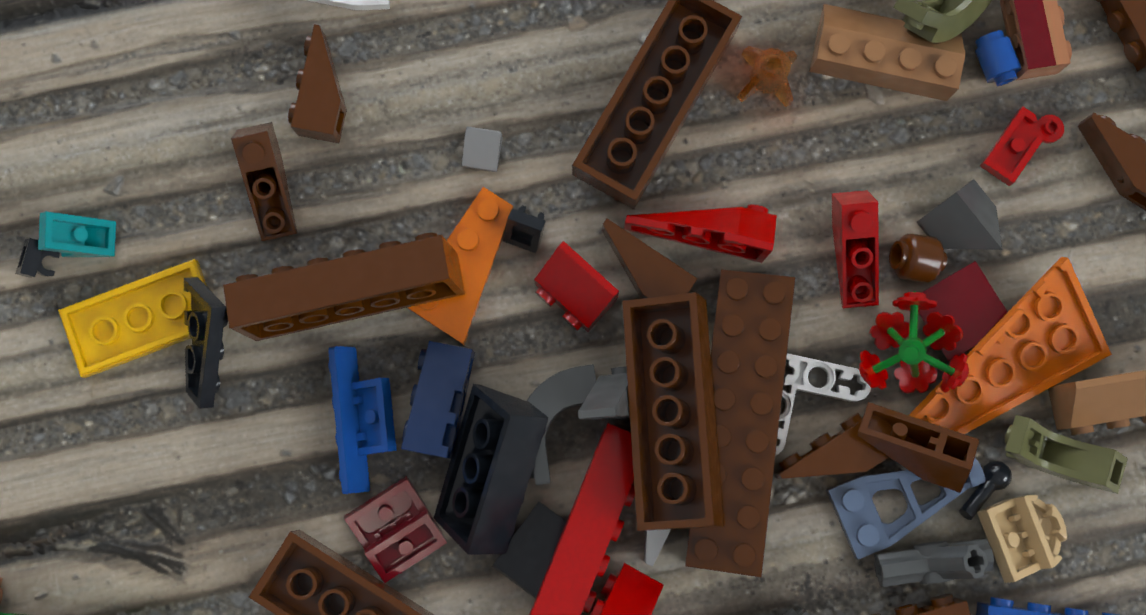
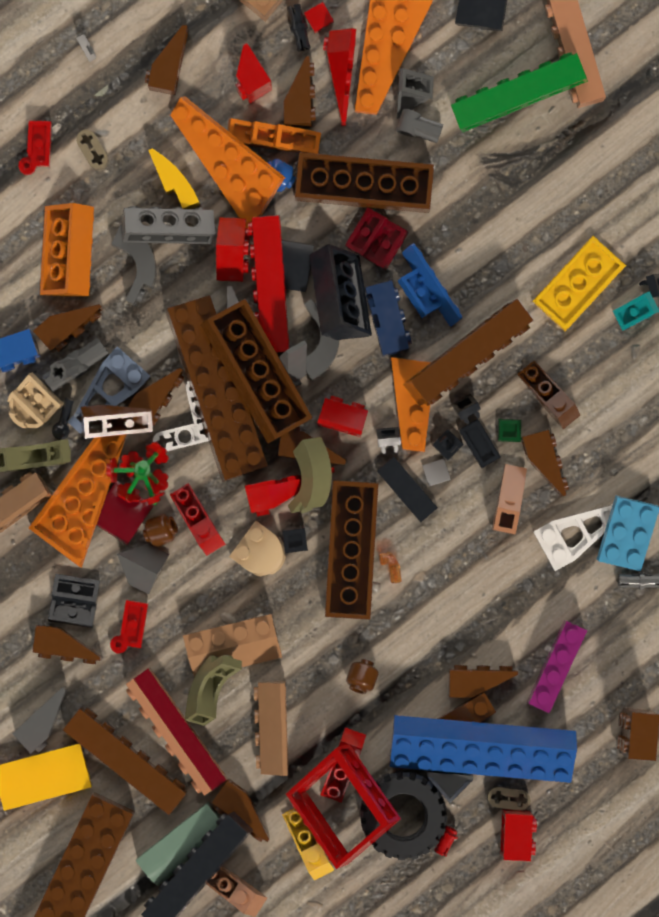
camera: 155 degrees right, 5 degrees up
(205, 328) = (529, 282): black wing -> none
(348, 159) = (509, 430): none -> dark green tile
(391, 218) = (466, 407): none -> black tile
(399, 57) = (509, 499): none -> nougat slope
(400, 162) = (479, 443): none -> black tile
(445, 181) = (447, 444): none -> black tile
(535, 147) = (407, 489): none -> black tile
(606, 50) = (394, 566): none -> clear orange arm
(657, 220) = (315, 475): none -> olive arch
(729, 151) = (295, 540): none -> black plate
(769, 73) = (301, 594): clear orange brick -> none
(787, 160) = (260, 551): none -> tan slope
(997, 58) = (167, 670): blue brick -> none
(1087, 220) = (74, 601): none -> black slope

